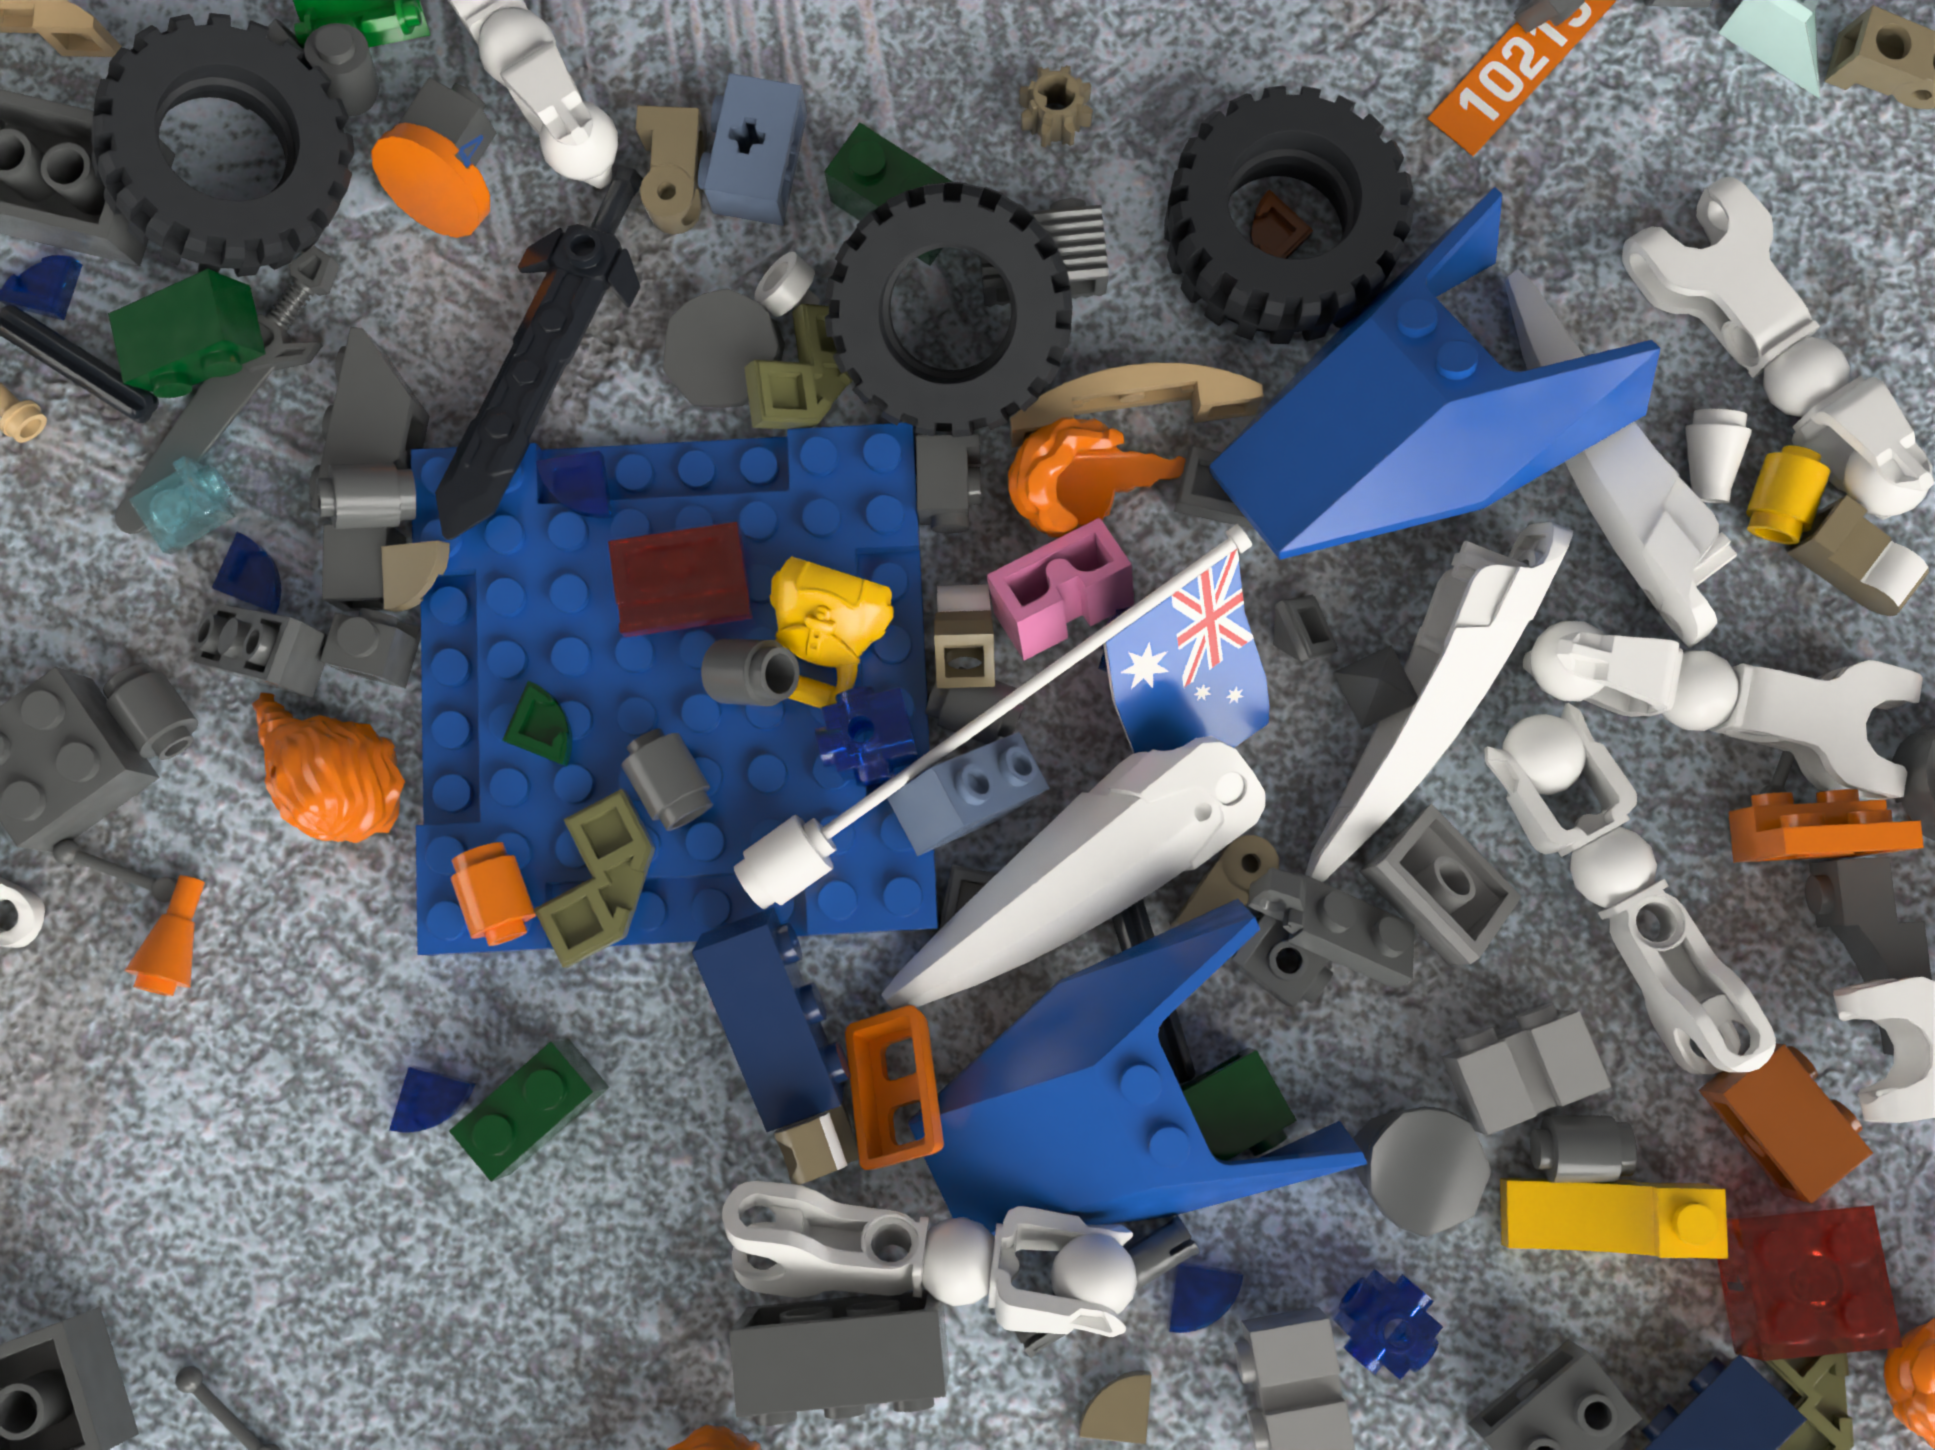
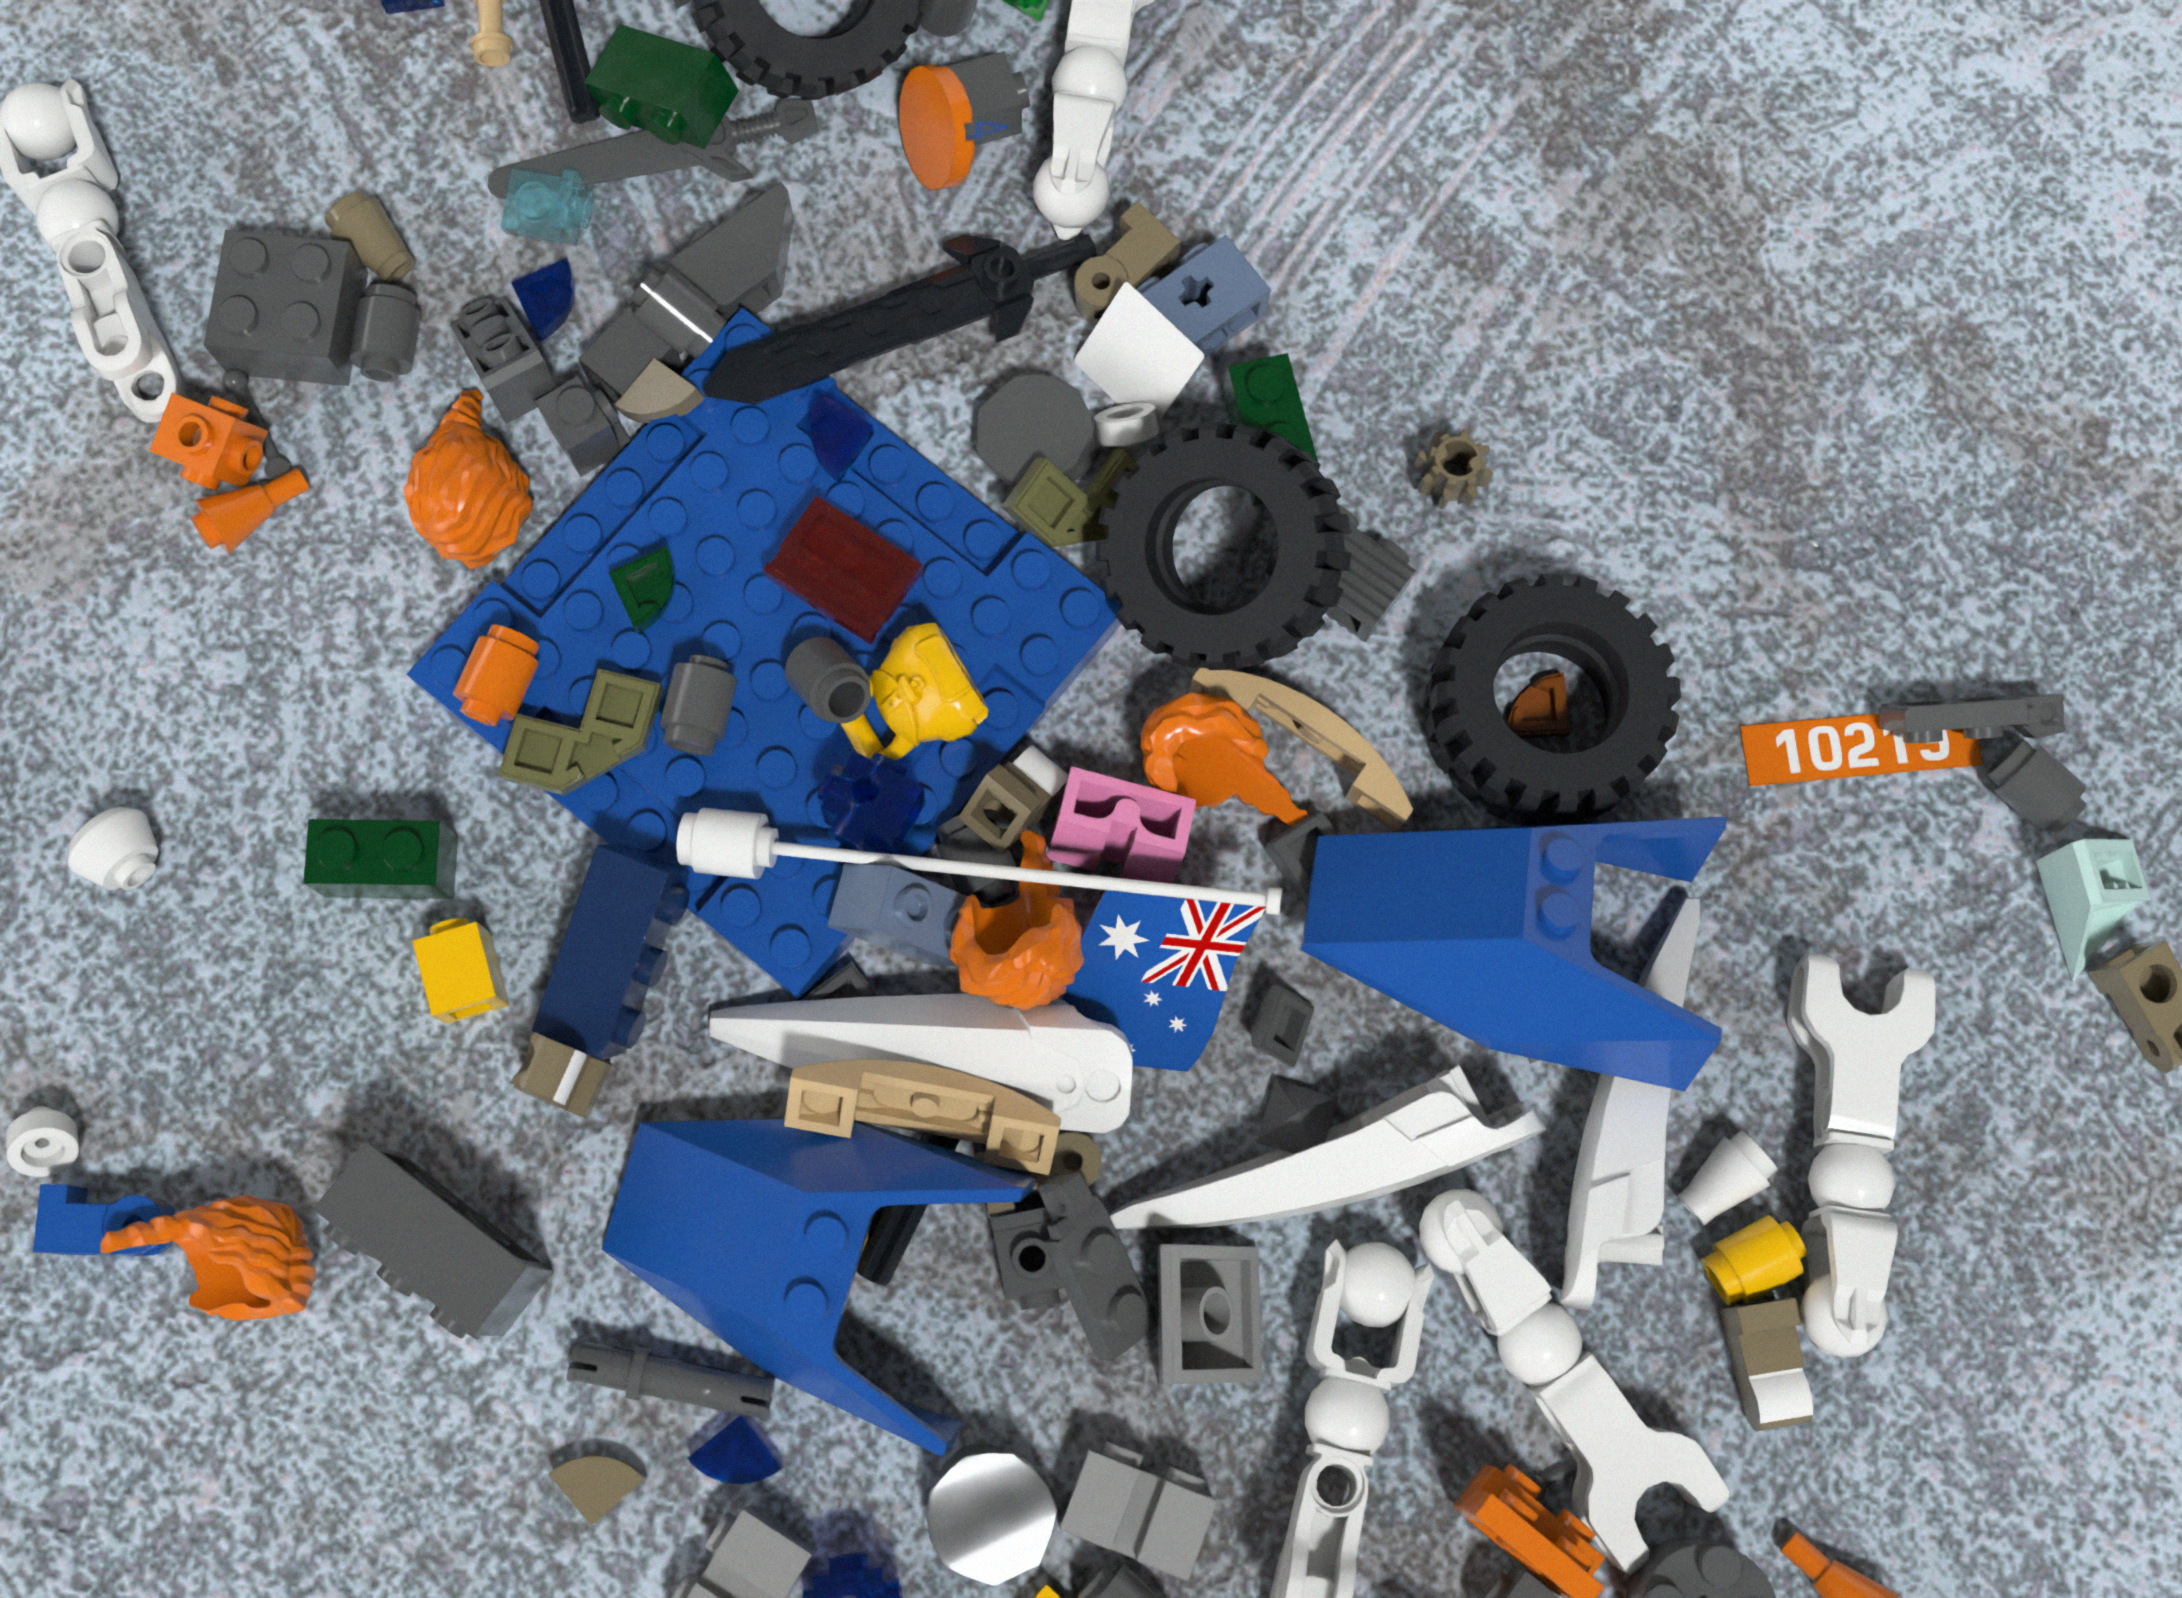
camera: 30 degrees right, 5 degrees down
(68, 646) = (371, 235): none -> dark tan cone
(92, 915) = (209, 441): none -> orange brick
(318, 1286) = (114, 849): none -> white cone
(428, 1100) = (317, 789): clear blue tile -> none
(667, 1136) = (460, 970): none -> yellow brick
(745, 221) = (1138, 353): none -> white sticker
(878, 1097) = (637, 1083): orange piece -> none
(946, 482) = (1112, 675): dark grey brick -> none
(957, 1261) = (576, 1250): white piece -> none
(1080, 738) = (1023, 949): none -> orange hair
(1109, 915) = (924, 1100): none -> tan slope
(1238, 1106) = (890, 1335): dark green brick -> none

